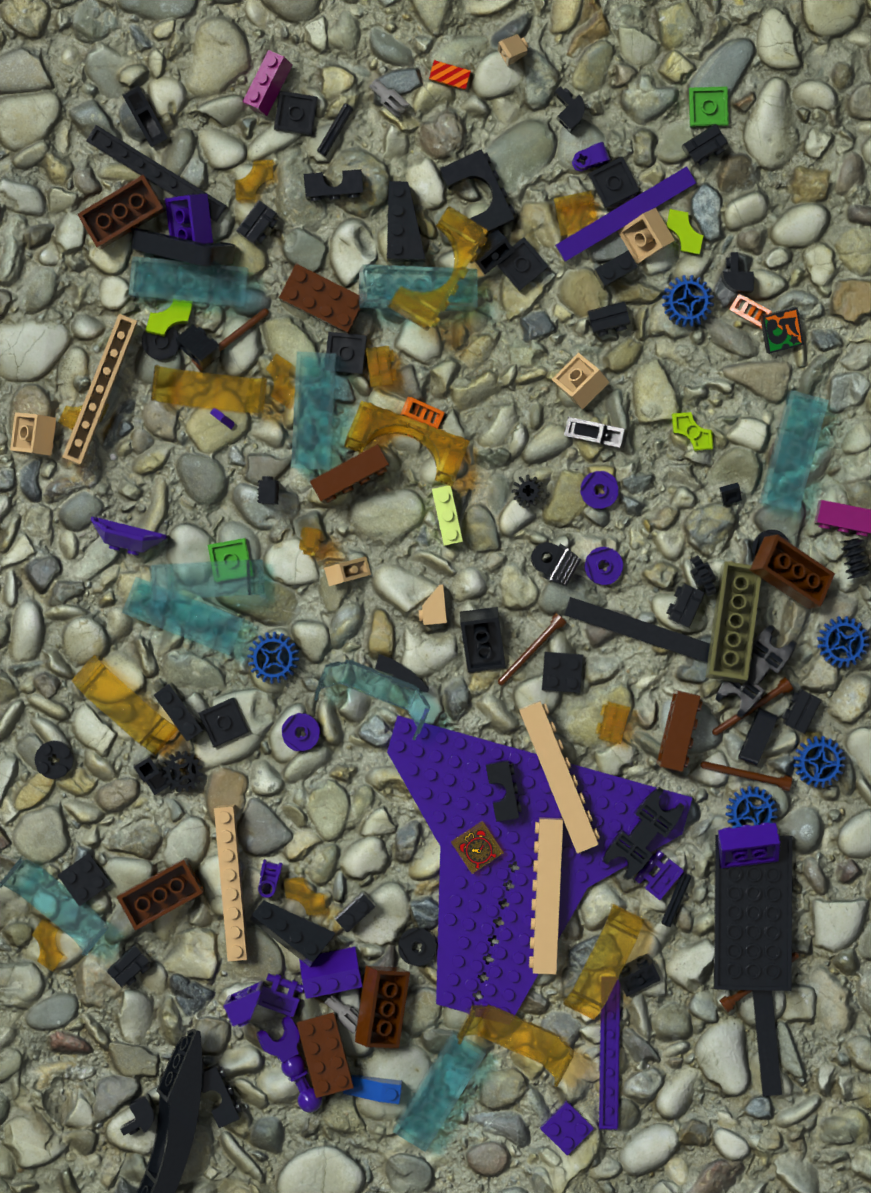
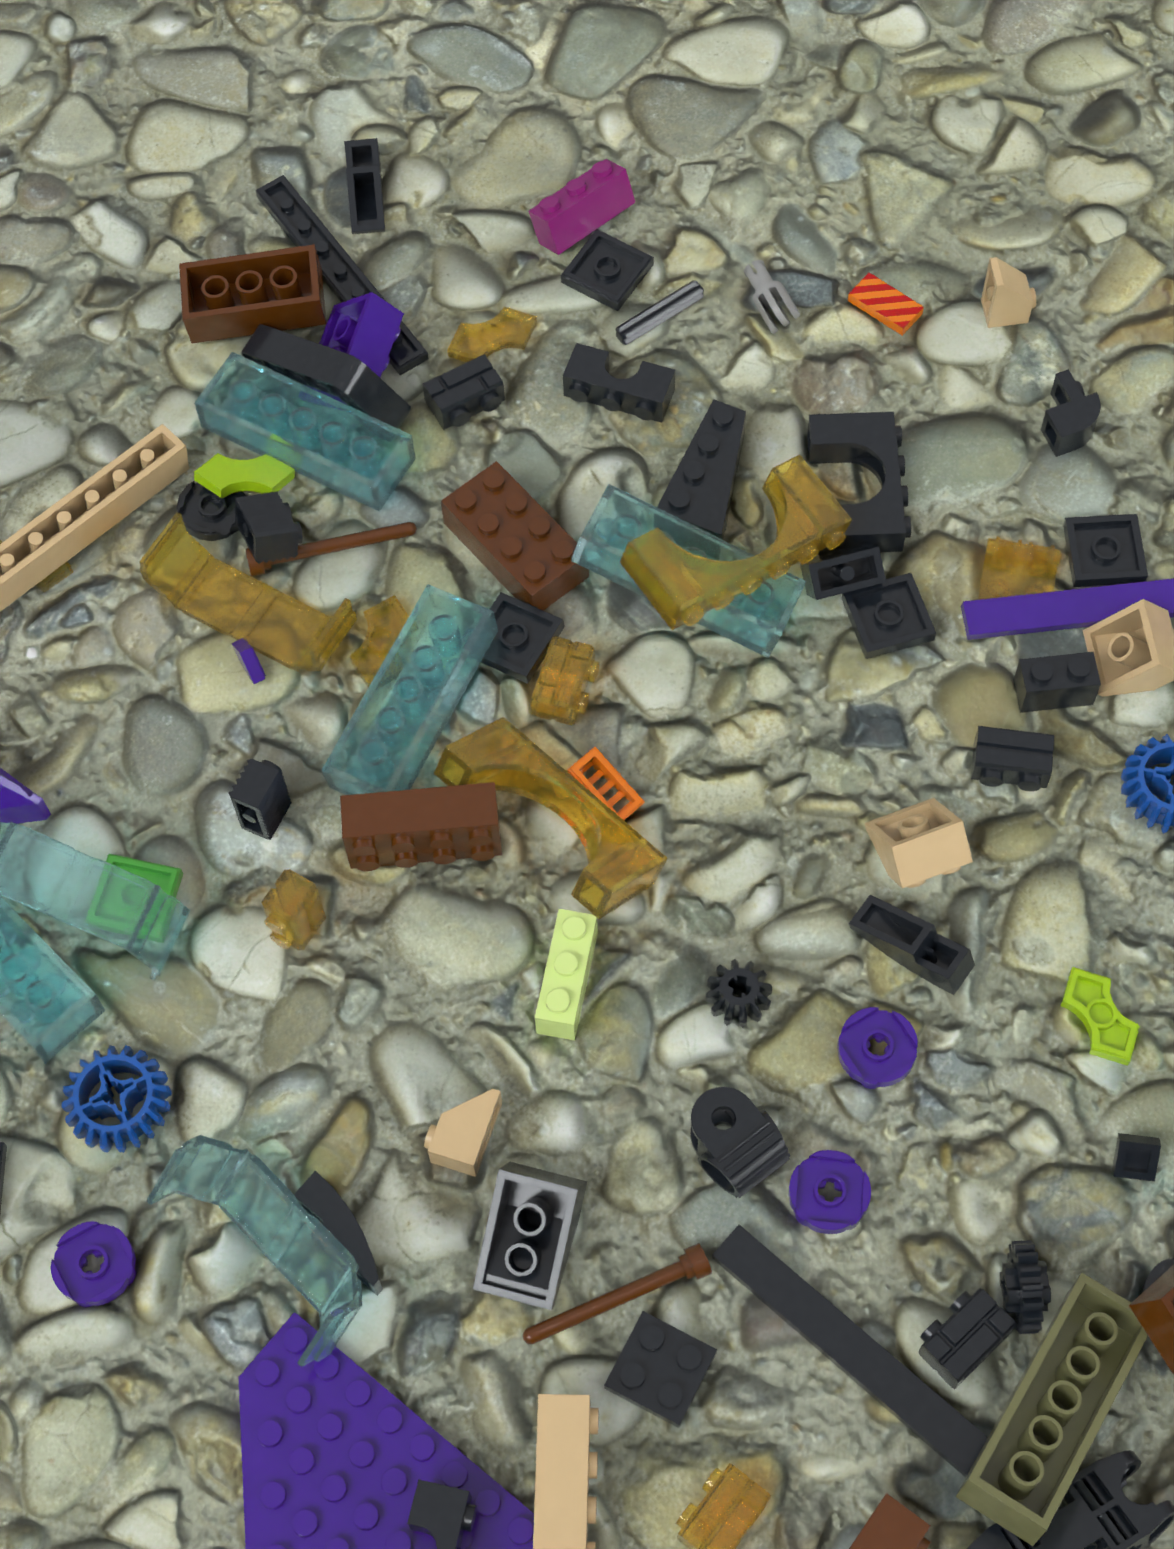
camera: 25 degrees right, 25 degrees down
(347, 571) = (333, 998): tan slope -> none
(593, 156) = (1079, 495): dark purple piece -> none

